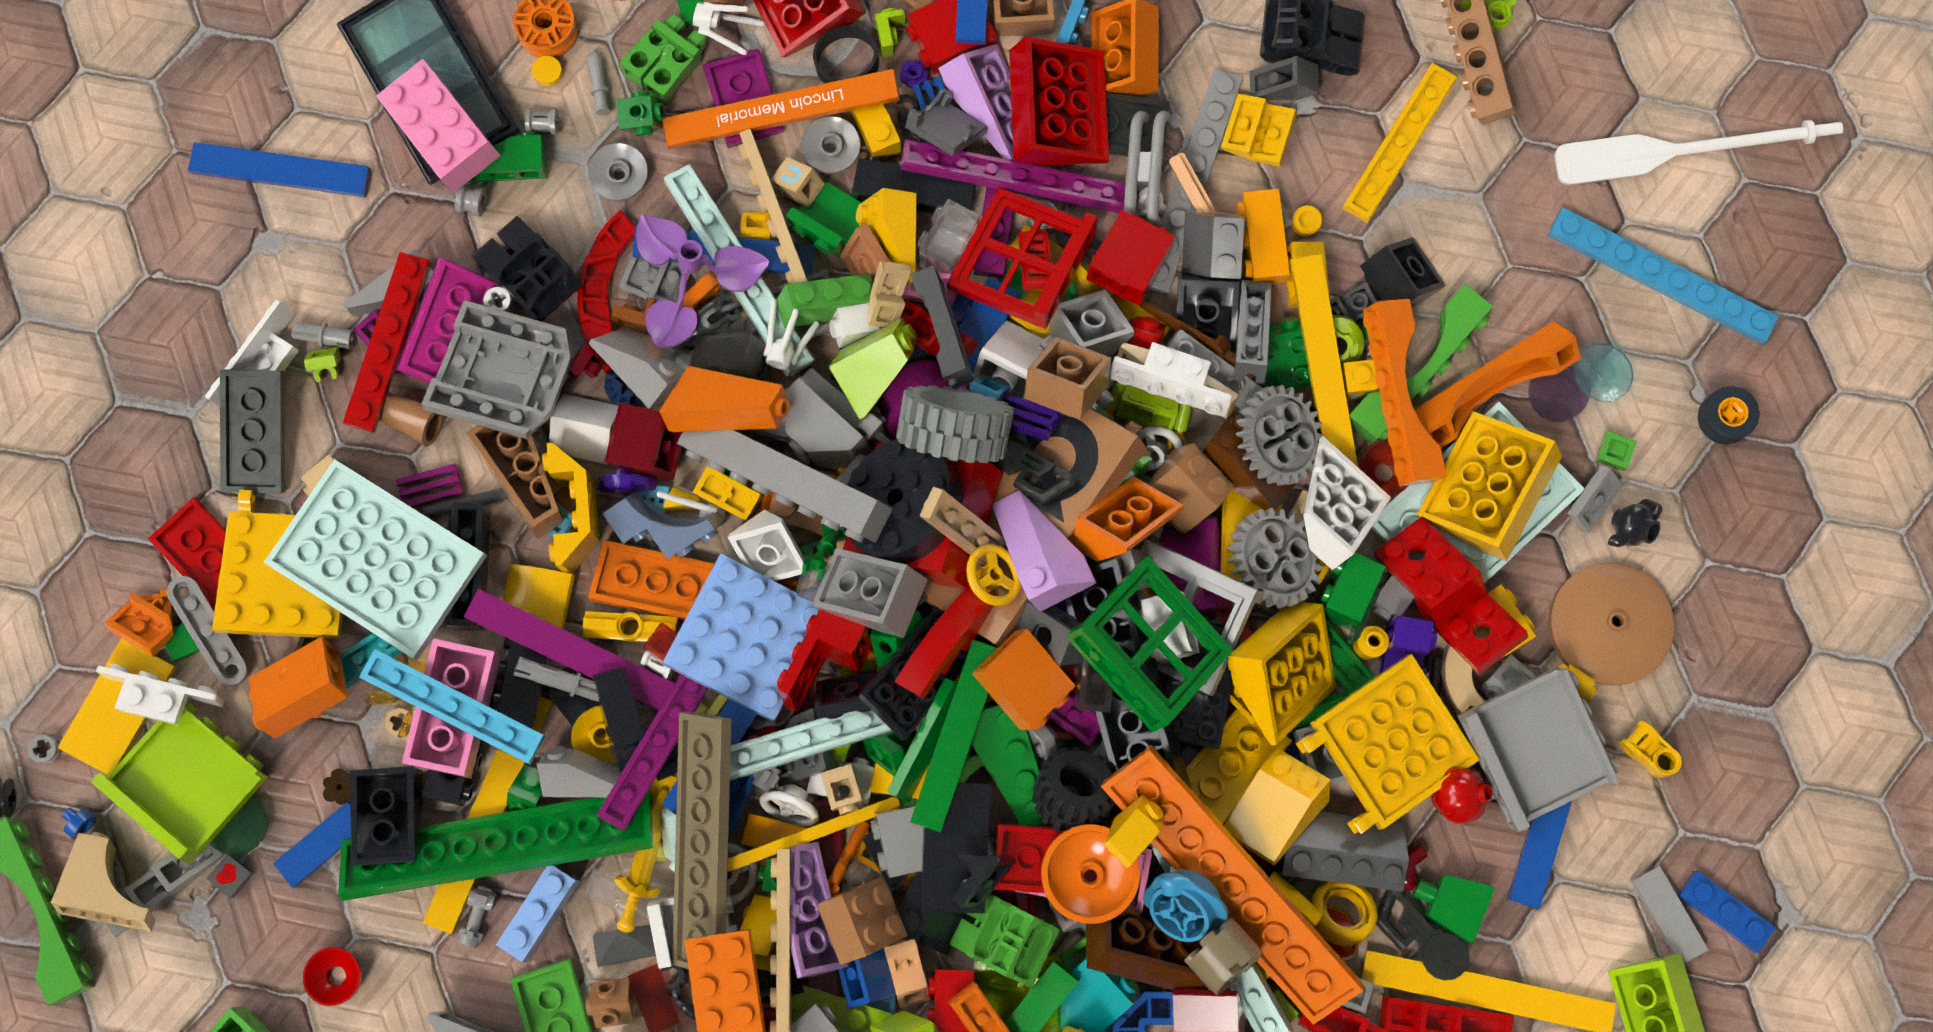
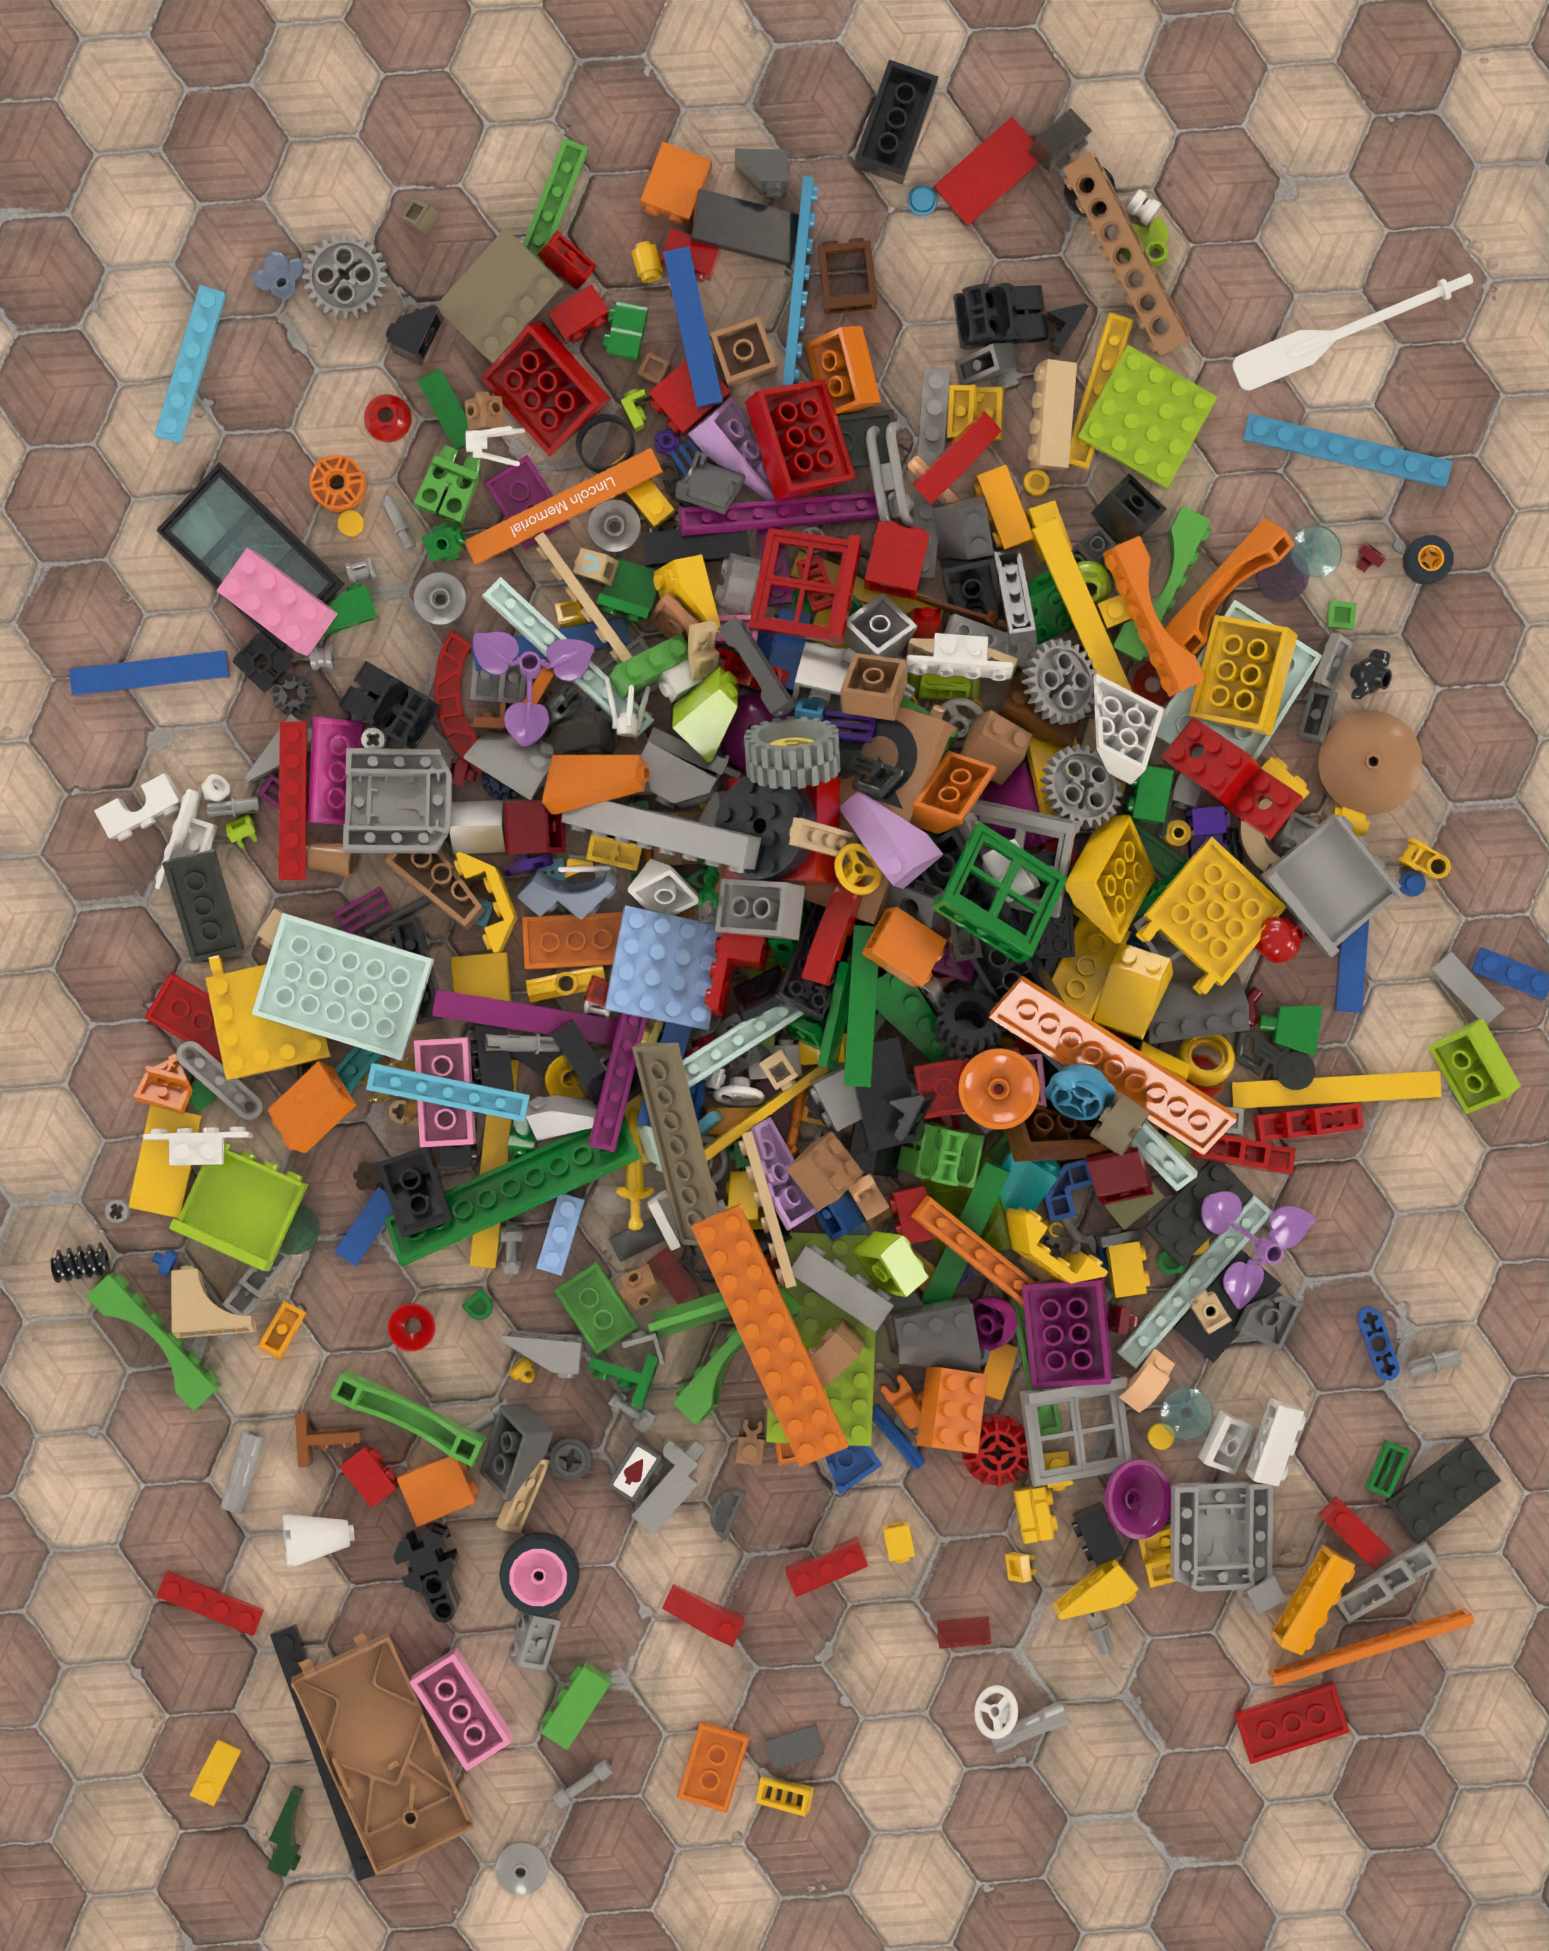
camera: 15 degrees left, 10 degrees up
(183, 940) = (281, 1330): none -> light orange slope
(230, 876) = (302, 1270): dark grey tile -> none
(245, 305) = (160, 799): none -> white arch
(309, 309) = (215, 788): none -> white tile
(399, 204) = (253, 671): none -> black piece
(419, 973) = (479, 1305): none -> green tile
(424, 246) = (305, 692): none -> dark grey gear
(745, 829) = (709, 1121): none -> medium azure tile
(1134, 830) = (1025, 1046): yellow slope -> none
(1226, 167) = (957, 457): none -> red slope
(1343, 151) = (1052, 415): none -> tan brick
(1383, 59) = (1068, 319): none -> black slope
(1447, 182) = (1146, 417): none -> lime plate
(1563, 554) = (1317, 715): none -> dark grey brick
(1631, 774) = (1412, 883): none -> blue plate
(1662, 394) = (1369, 556): none -> dark red tile

